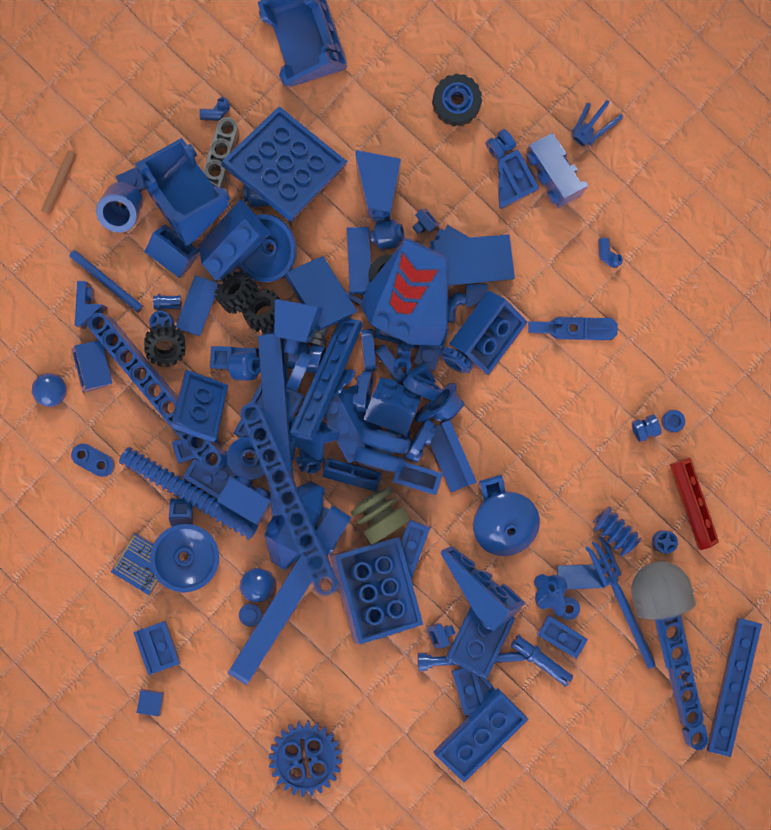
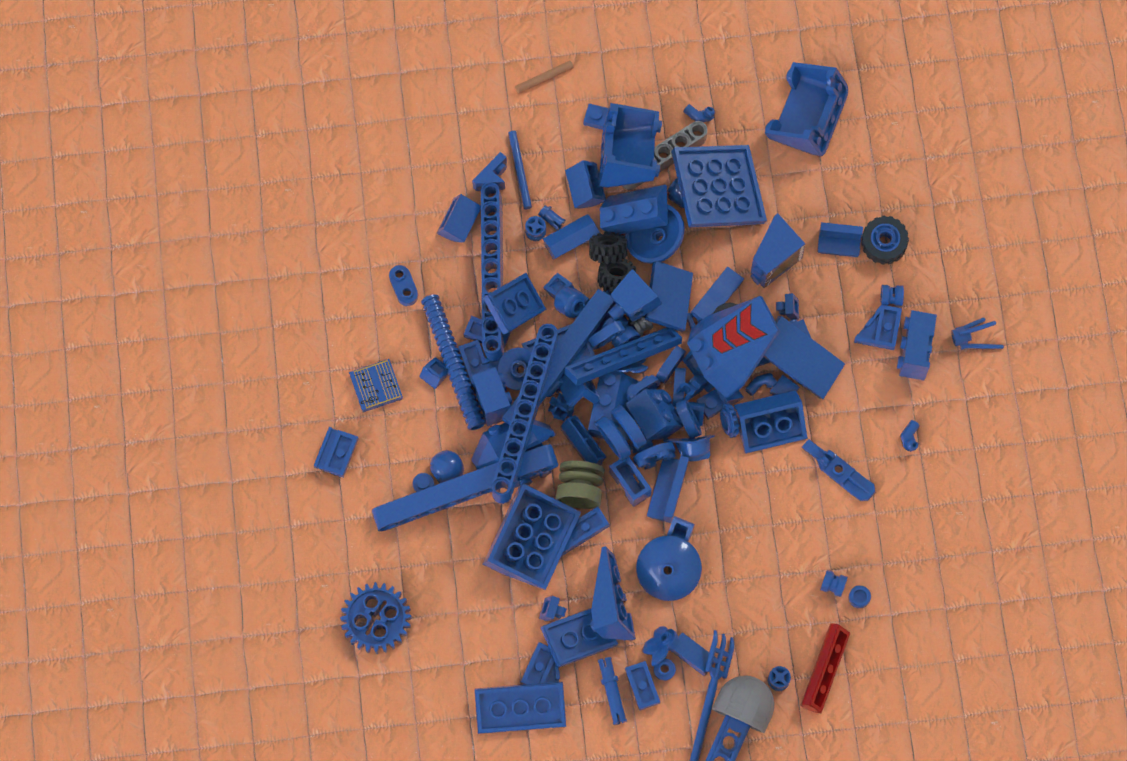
camera: 40 degrees right, 15 degrees down
(49, 389) = (414, 212): blue hair -> none
(115, 215) = (565, 126): blue piece -> none
(150, 702) = (296, 488): blue tile -> none
(164, 356) = (533, 235): black tyre -> none
(189, 573) = (419, 388): blue dish -> none
(387, 234) = (753, 289): blue head -> none
(419, 129) = (839, 239): none -> blue panel
(427, 661) = (525, 622): blue piece -> none
(616, 531) = (746, 641): blue piece -> none

